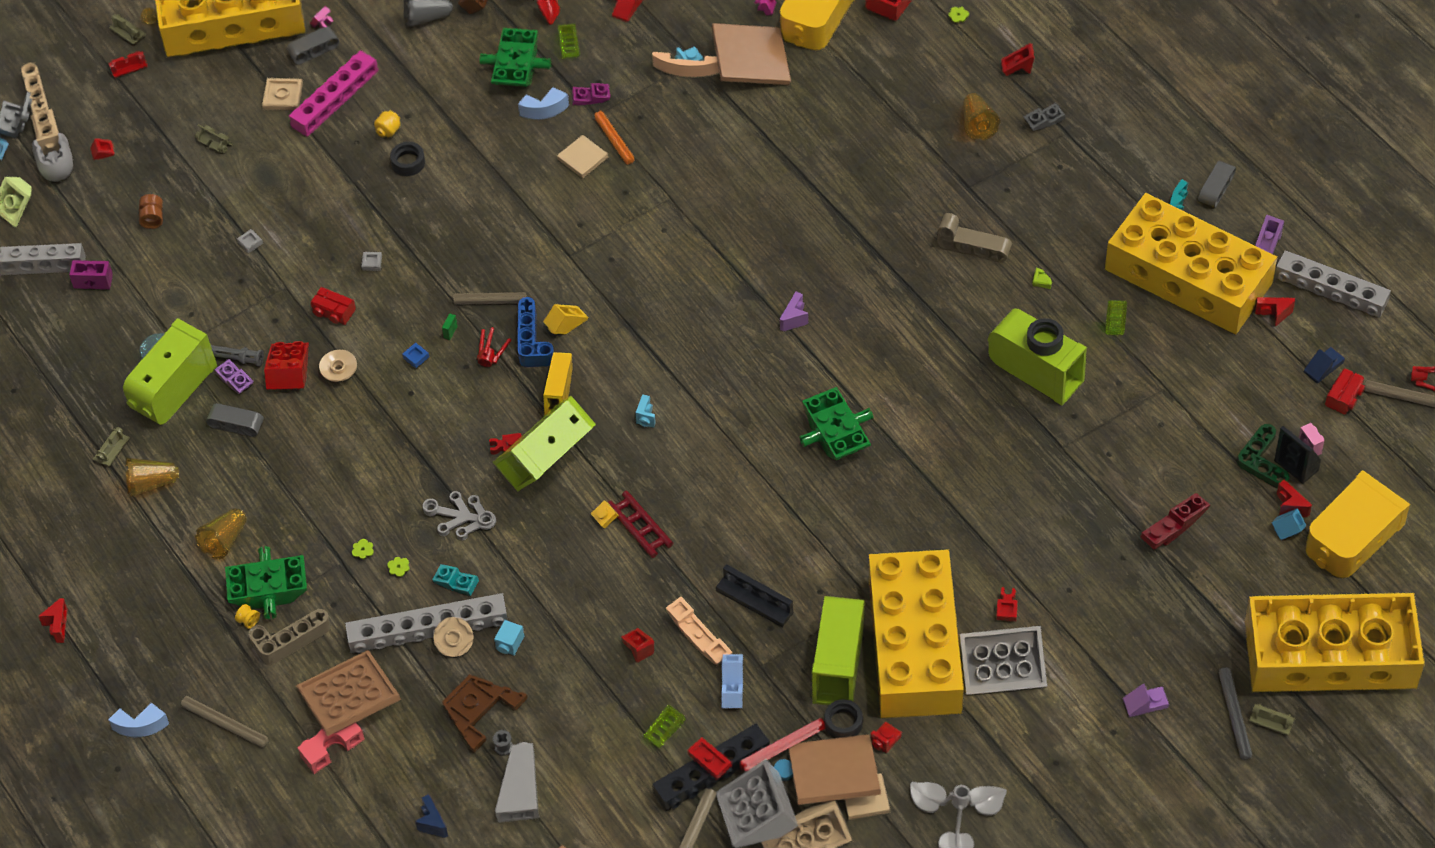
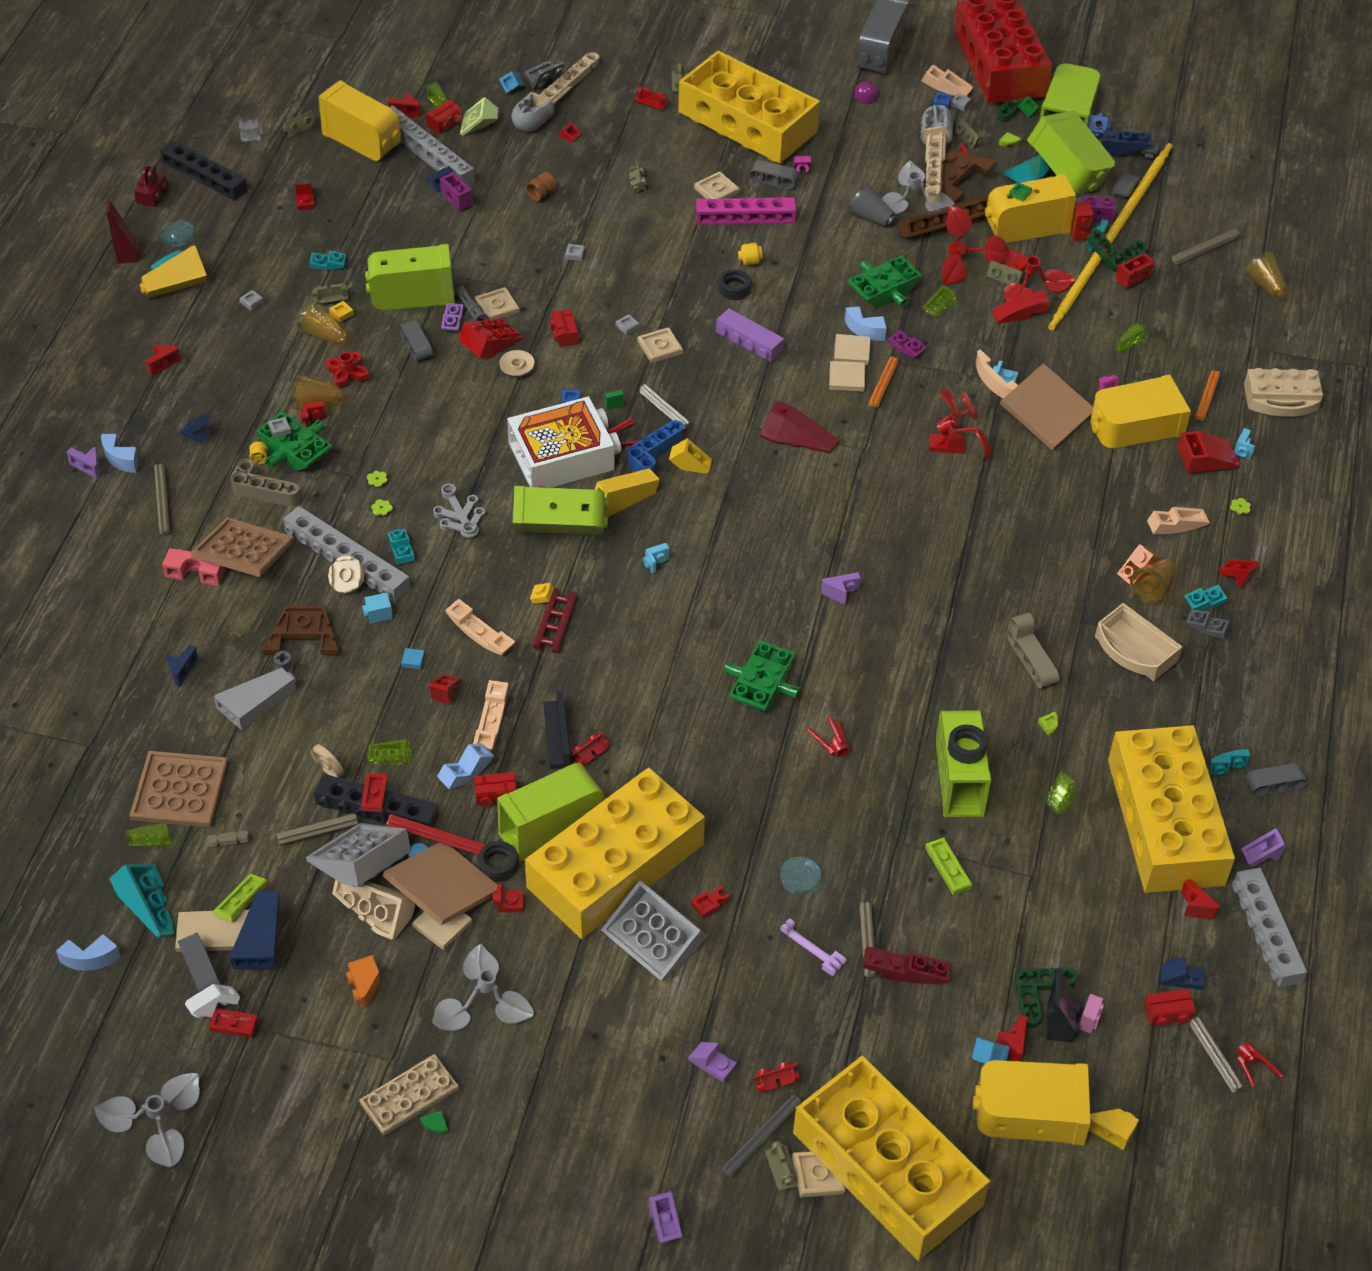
camera: 45 degrees right, 5 degrees down
(52, 509) = (251, 300): none -> light grey tile
(57, 276) = (434, 179): none -> dark blue slope
(66, 424) = (332, 261): none -> teal slope
(128, 752) = (85, 462): none -> medium lavender slope
(141, 450) = (341, 311): none -> yellow plate
(169, 644) = (197, 428): none -> dark blue slope
(215, 490) = (347, 367): none -> red plant
(240, 548) = (312, 411): none -> red bracket
(247, 579) = (279, 427): none -> light grey tile
(251, 334) = (497, 304): none -> tan tile
(418, 255) = (660, 345): none -> tan tile
(466, 393) = (563, 443): none -> brick
(474, 187) = (749, 335): none -> medium lavender brick
(558, 133) = (852, 348): none -> tan tile
(583, 648) = (413, 658): none -> dark azure tile
(601, 583) = (477, 630): none -> light nougat slope
(602, 229) = (793, 427): none -> dark red wedge
(641, 773) = (327, 760): none -> tan tile
(704, 127) = (944, 424): none -> red plant
(717, 144) = (948, 443): none -> red slope
(773, 675) = (492, 786): none -> red brick
(792, 578) = (595, 743): none -> red hinge
(935, 61) = (1177, 520): none -> light nougat slope
(941, 422) = (838, 744): none -> red plant
(954, 116) = (1140, 557): none -> orange slope
(1021, 100) = (1206, 599): none -> teal slope
(1027, 171) = (1137, 643): none -> tan piece
(1034, 531) = (800, 875): none -> clear light blue tile
(1109, 434) = (948, 866): none -> lime tile
(1123, 526) = (867, 931): none -> dark tan axle
(1127, 565) = (830, 962): none -> lavender hinge
(1196, 662) = (784, 1073): none -> red hinge
(1257, 820) = (665, 1217): none -> medium lavender slope
(1296, 703) = (814, 1177): none -> tan tile
(1414, 492) = (1114, 1126): none -> yellow slope

